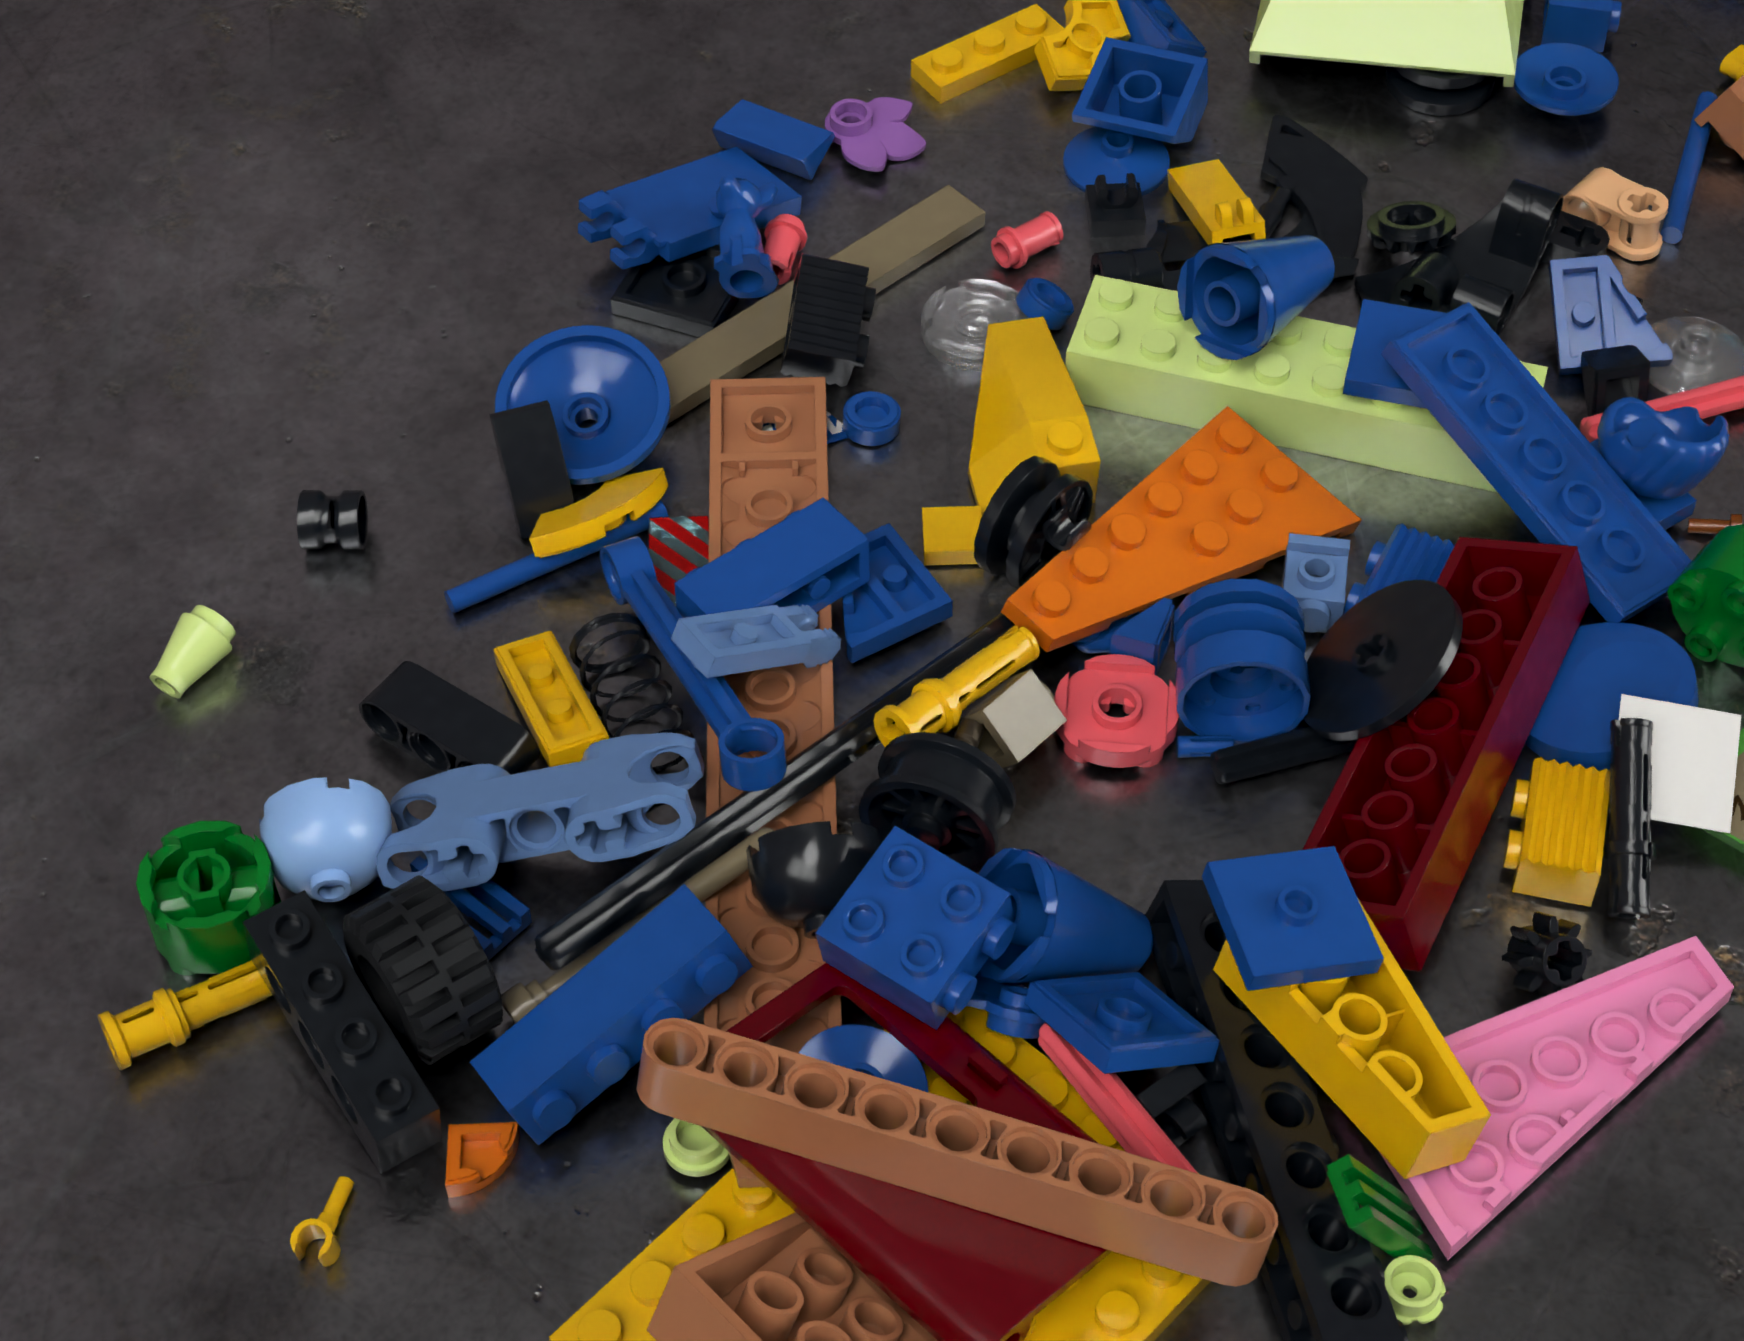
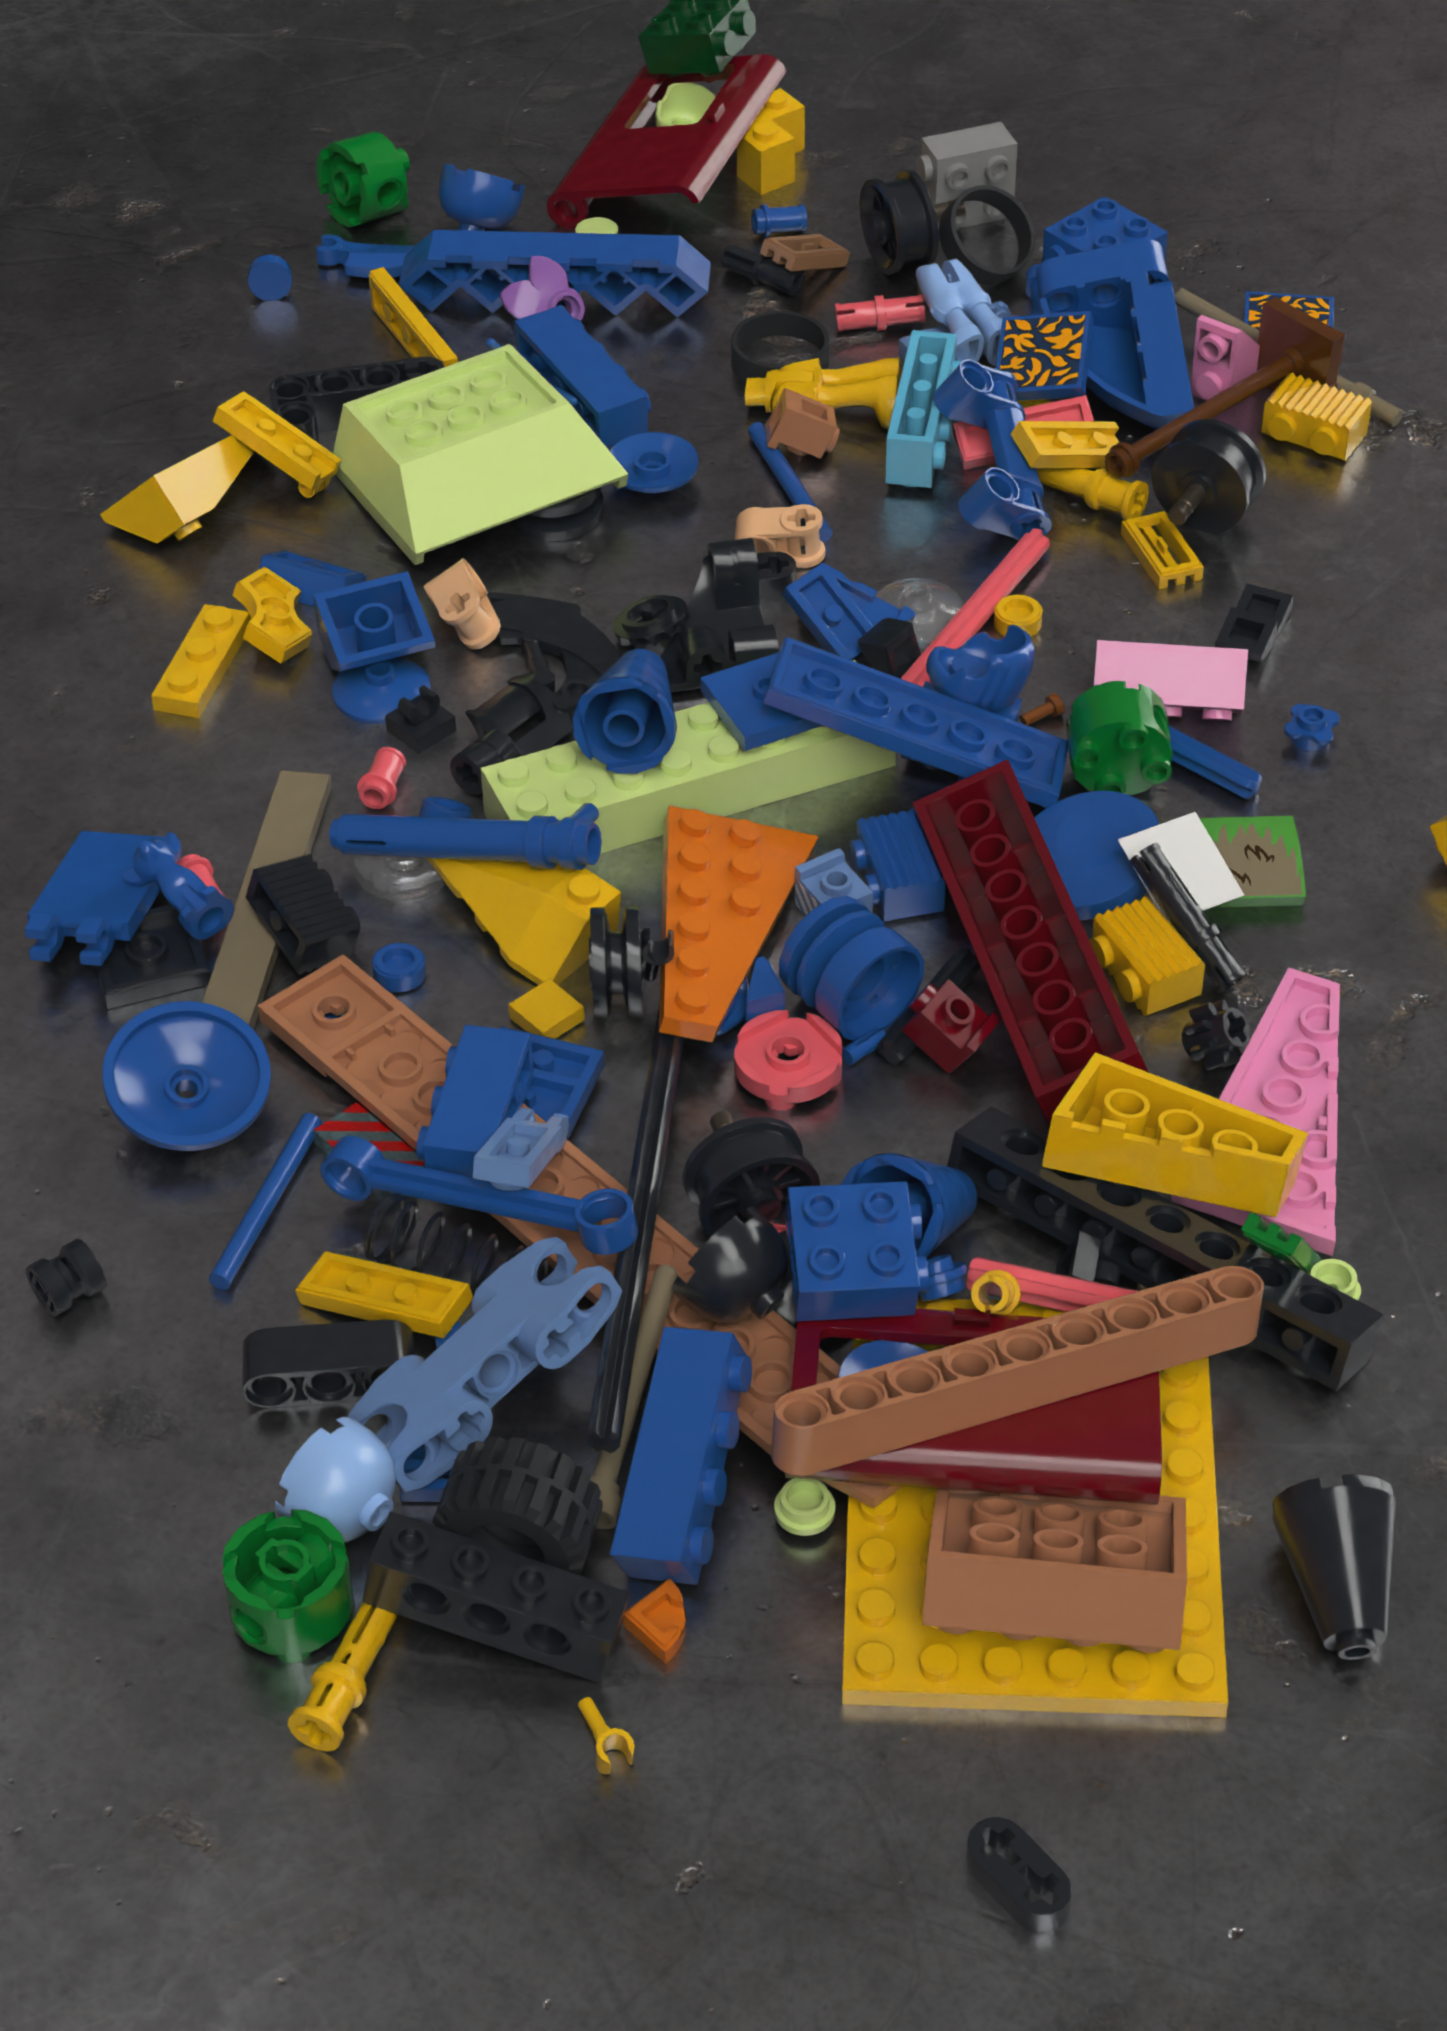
camera: 40 degrees left, 5 degrees down
(193, 649) = (57, 1433): yellowish green cone -> none
(531, 463) = (201, 1138): black slope -> none
(598, 513) = (274, 1148): yellow tile -> none
(773, 138) = (105, 809): blue slope -> none
(874, 132) = (176, 764): medium lavender plate -> none
(939, 703) = (687, 1112): yellow pin -> none
(1015, 718) = (730, 1088): brick -> none
(1038, 1062) = (1010, 1292): none -> yellow pin
(1058, 366) = (540, 841): none -> blue cylinder
(1121, 1022) = (1020, 1234): blue tile -> none
(1215, 202) = (499, 676): yellow hinge -> none
(1253, 119) = (464, 604): none -> light nougat piece
(1273, 790) = (948, 1024): none -> dark red brick
(1291, 918) = (1086, 1087): blue plate -> none
(1382, 659) = (984, 898): black piece -> none

